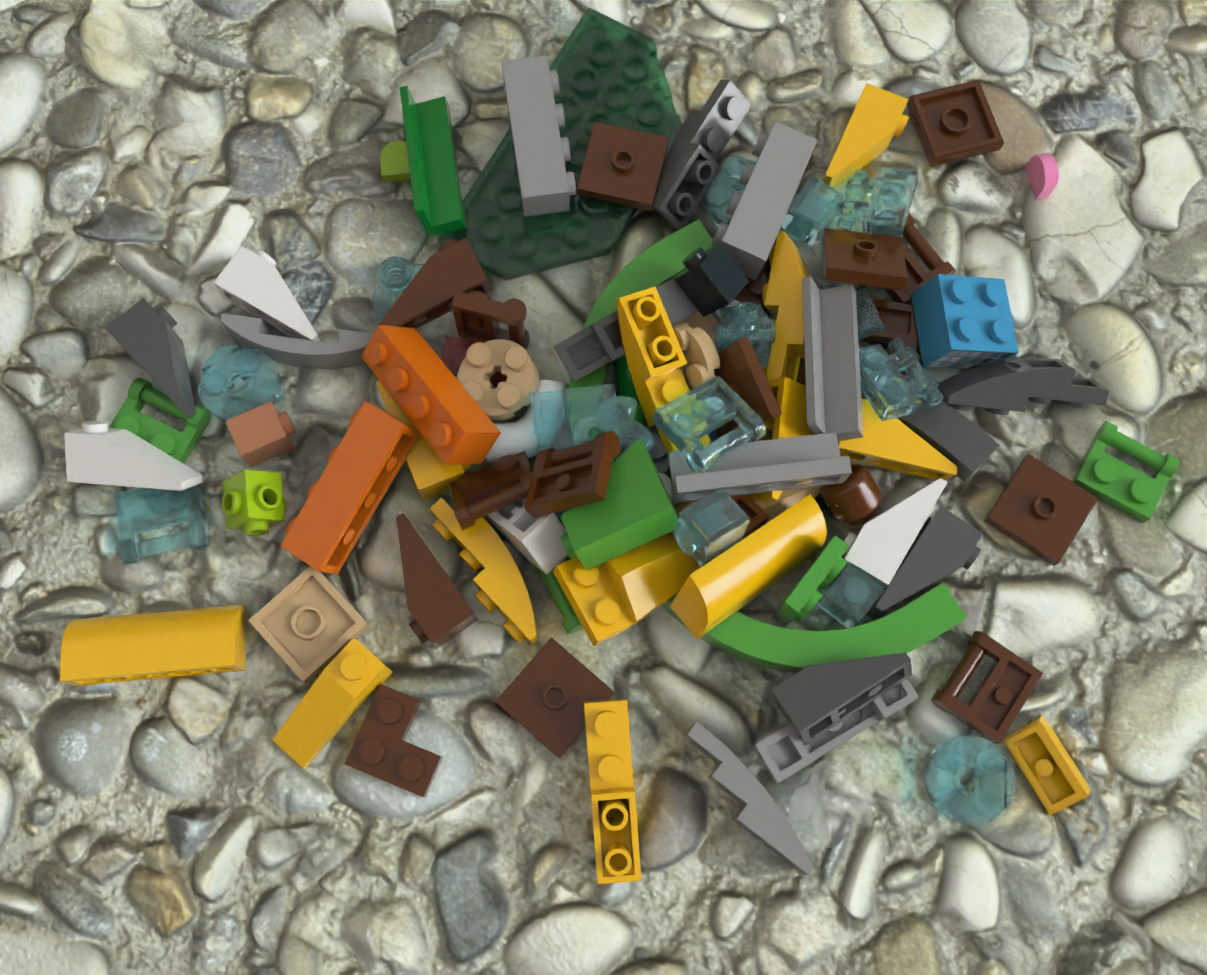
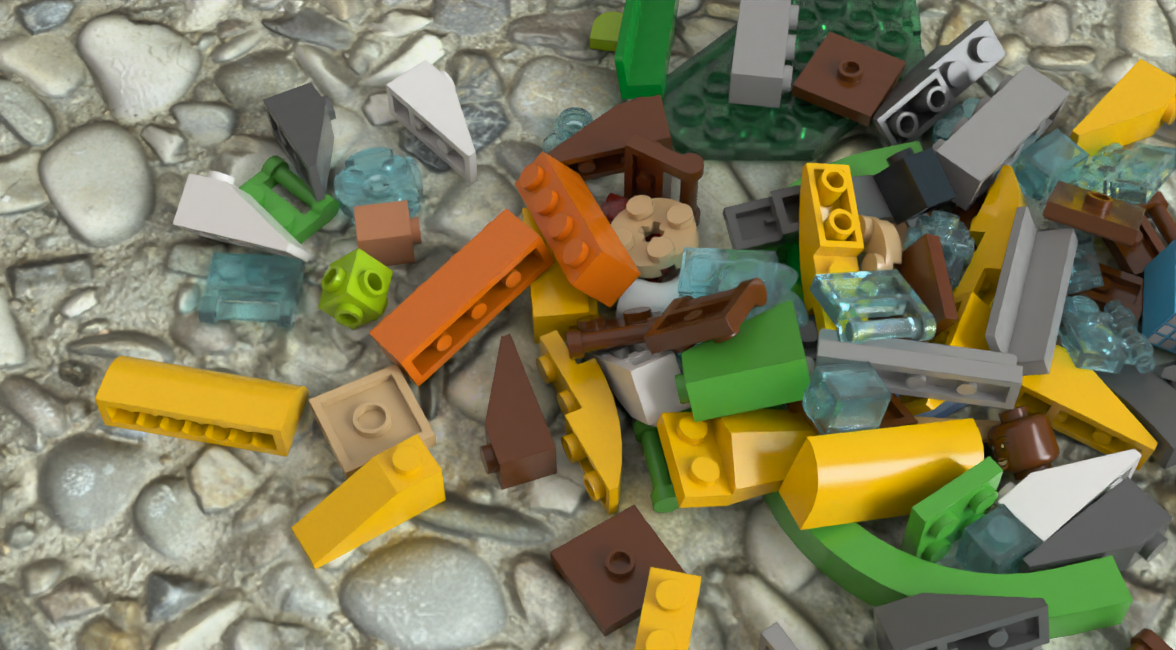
camera: 20 degrees right, 20 degrees down
(298, 352) = (453, 170): light grey slope -> none
(382, 748) = (410, 569): reddish brown plate -> none

